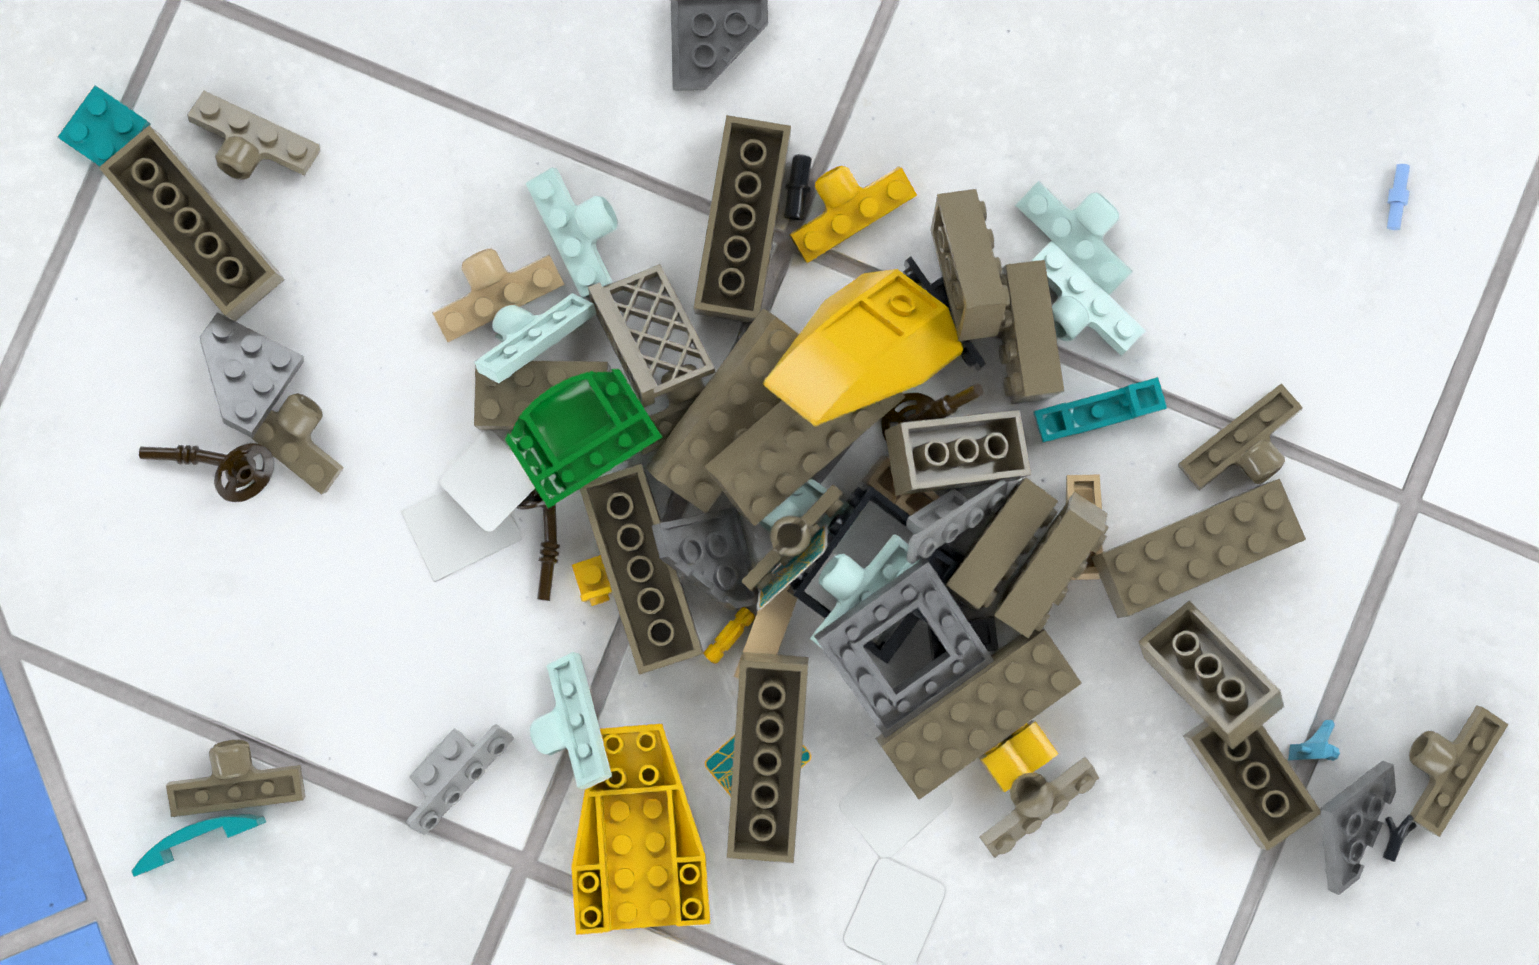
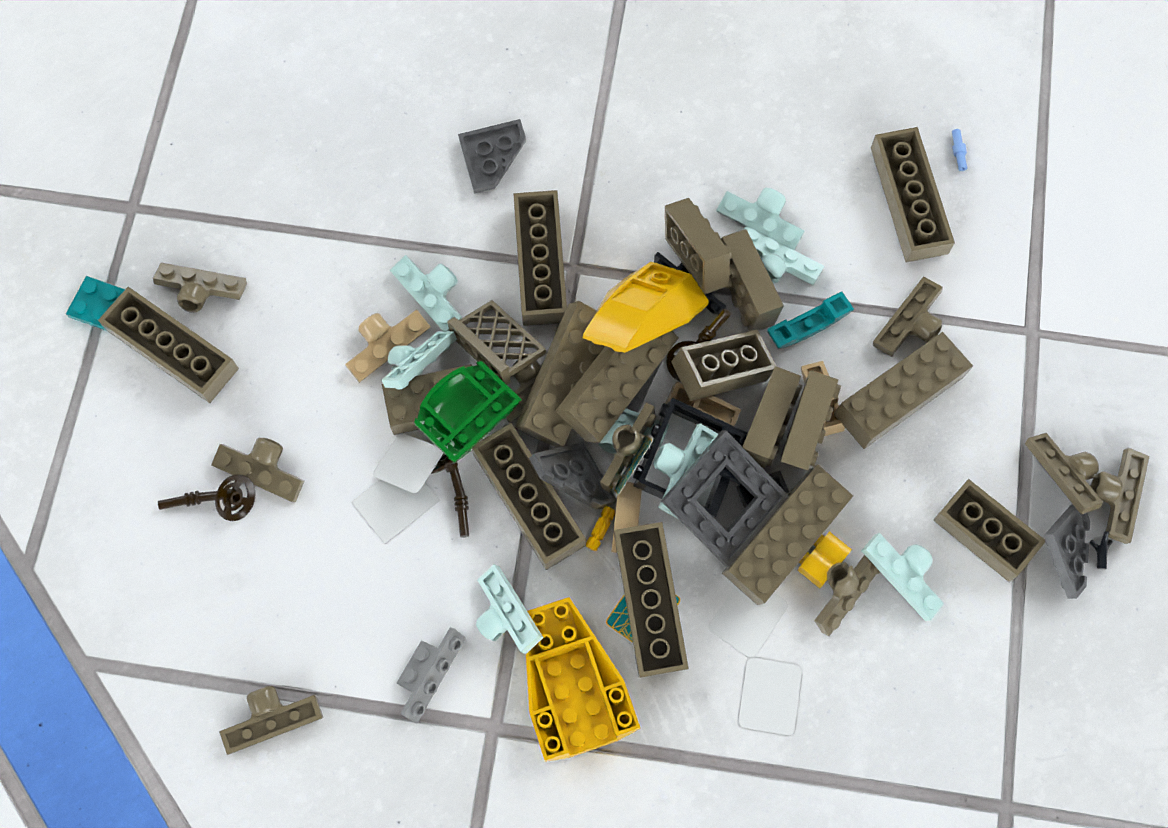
camera: 15 degrees left, 15 degrees down
(161, 854) = (222, 785): teal slope -> none
(246, 372) = (224, 432): plate -> none
(592, 580) = (496, 514): yellow bracket -> none
(798, 187) = (571, 232): black axle -> none
(849, 208) = (608, 236): yellow plate -> none
(950, 516) = (733, 404): light grey bracket -> none
(1120, 804) = (905, 573): none -> light aqua plate
(1211, 674) = (940, 466): dark tan brick -> none
(1304, 253) = (912, 194): none -> dark tan brick
(1317, 746) = (1026, 503): medium azure piece -> none
(1387, 720) = (1068, 471): none -> dark tan plate

